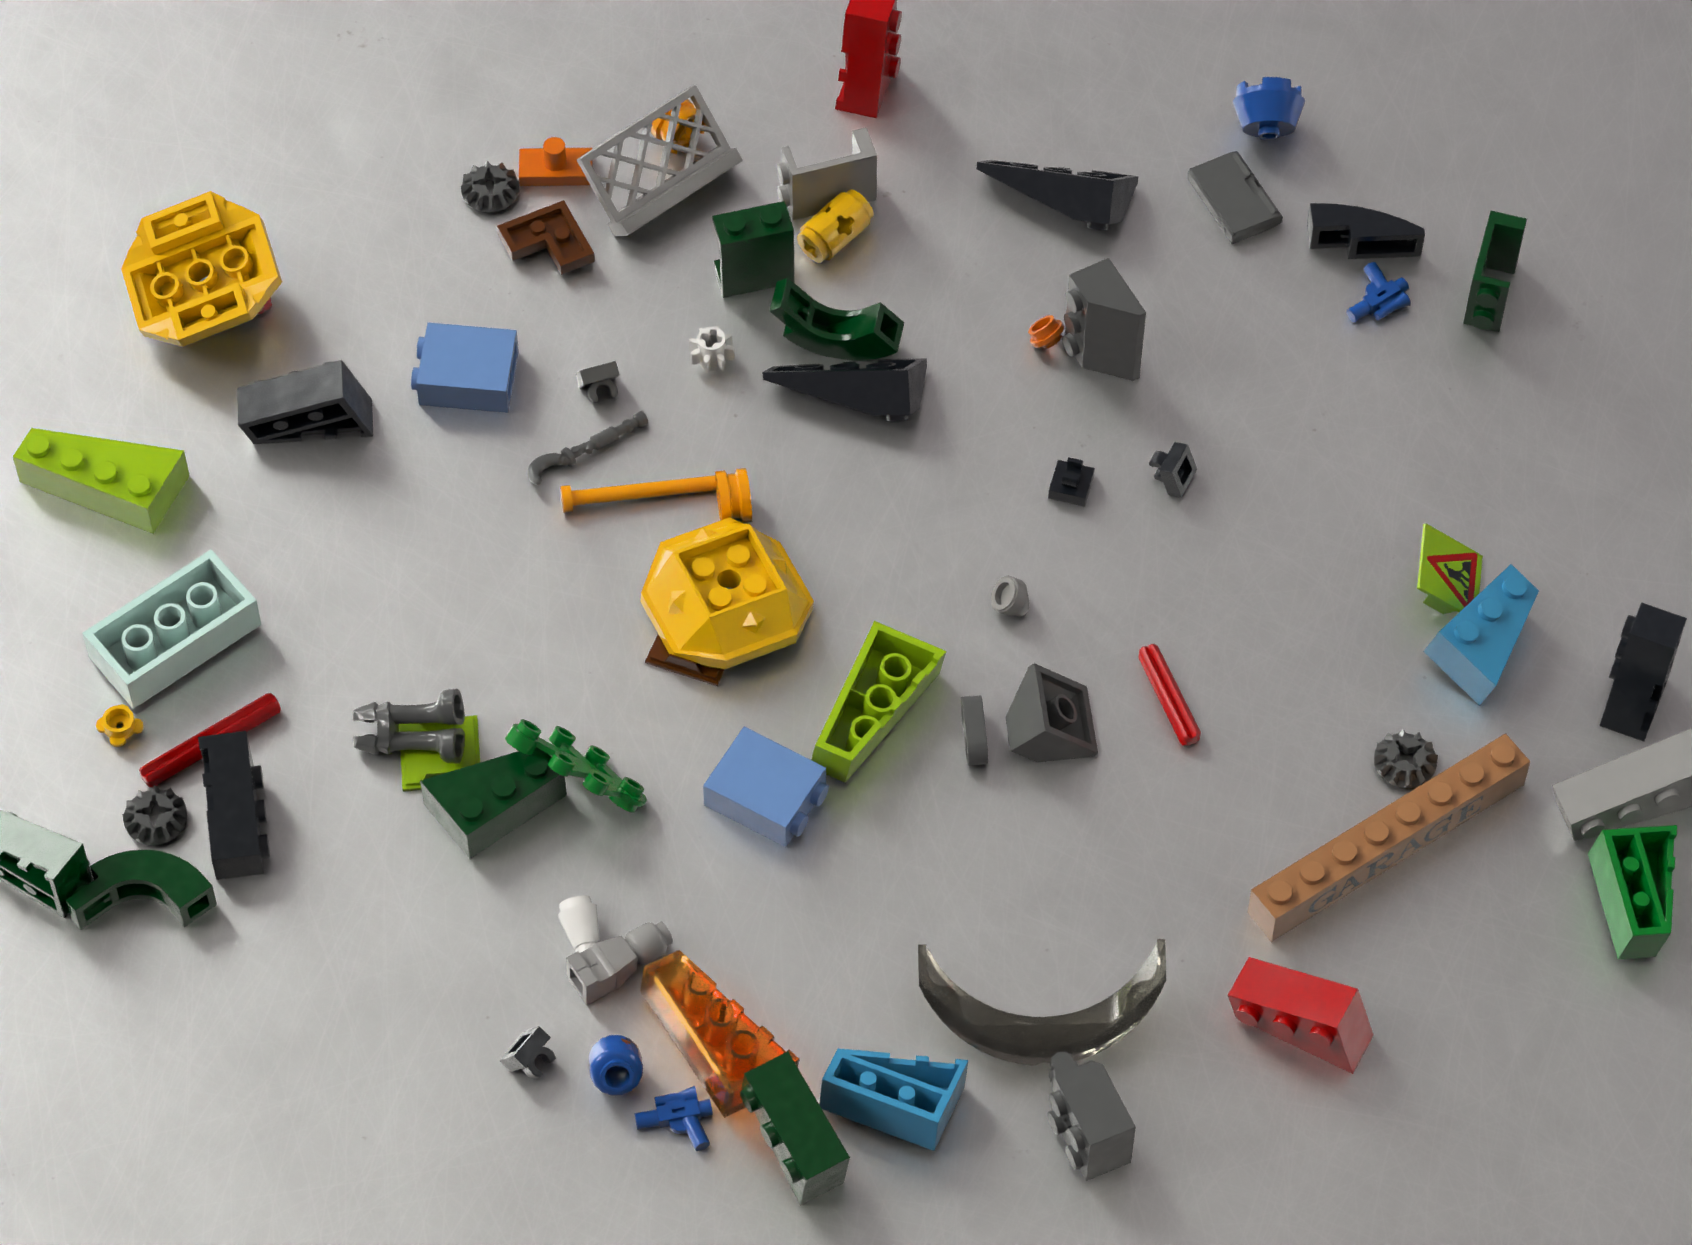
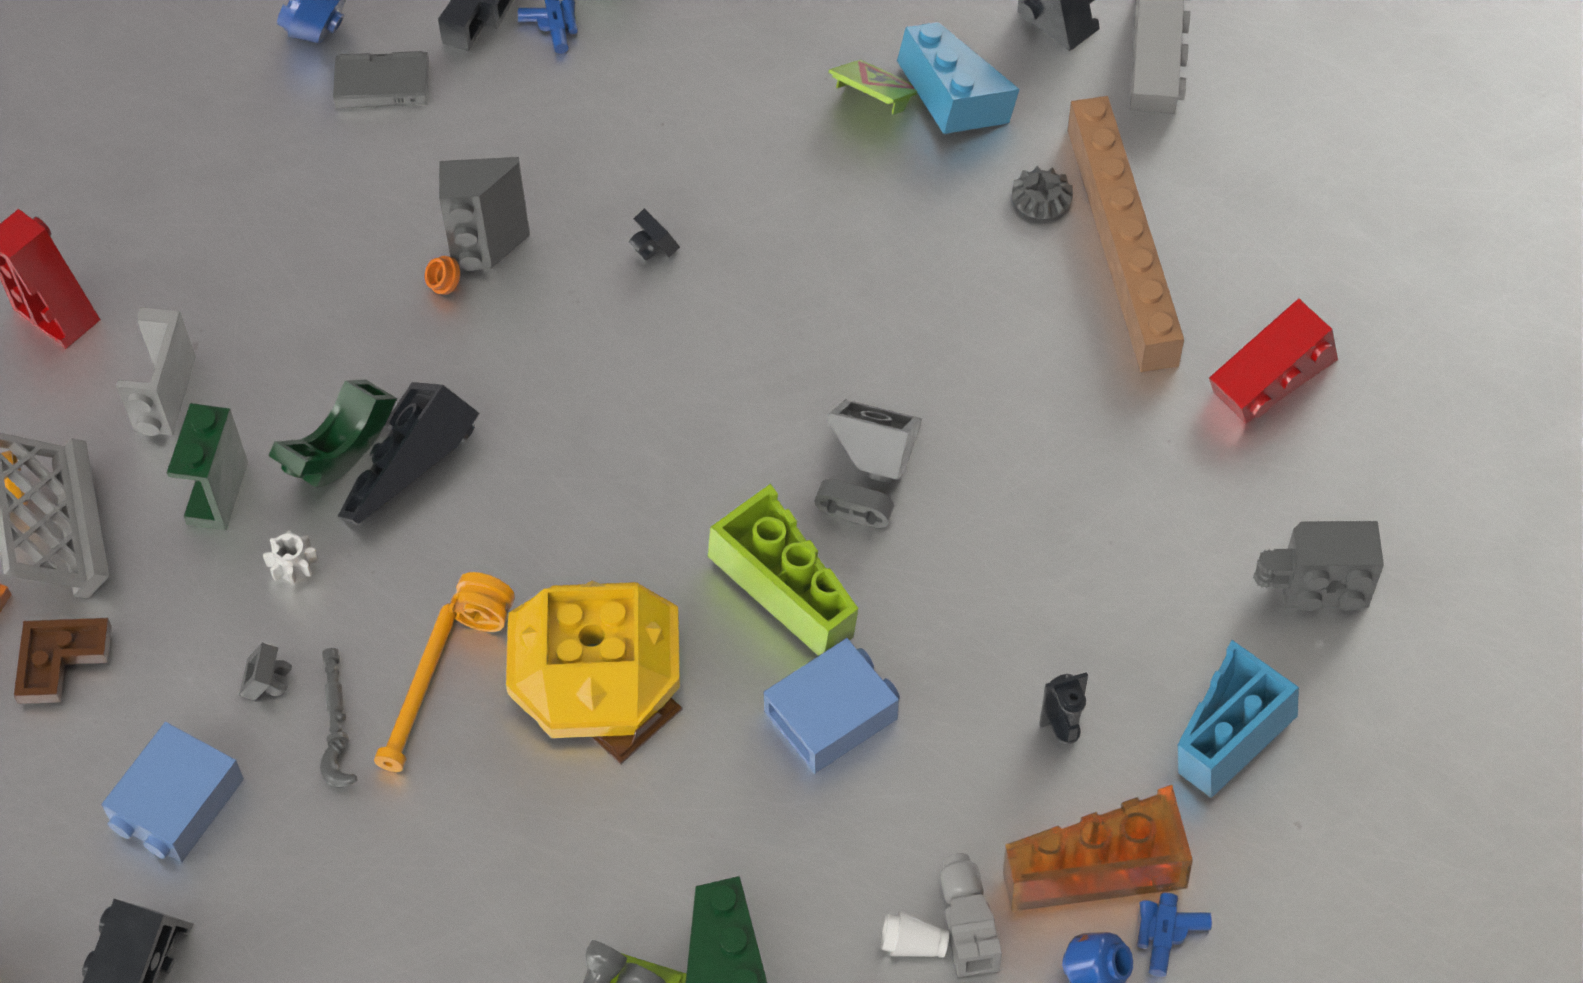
camera: 65 degrees left, 0 degrees up
(570, 762) = (693, 890): green plant -> none
(795, 1127) = (1256, 813): dark green wedge -> none
(835, 226) = (208, 383): yellow piece -> none
(840, 956) = (1063, 705): none -> black hinge
(1010, 597) = (720, 417): light grey tile -> none
(1037, 1039) = (1220, 553): clear smoke windscreen -> none
(1071, 482) = (617, 323): black tile -> none
(1088, 196) = (310, 182): black wedge -> none
(1169, 695) = (889, 337): red axle -> none
(1635, 886) = (1258, 83): green wedge -> none

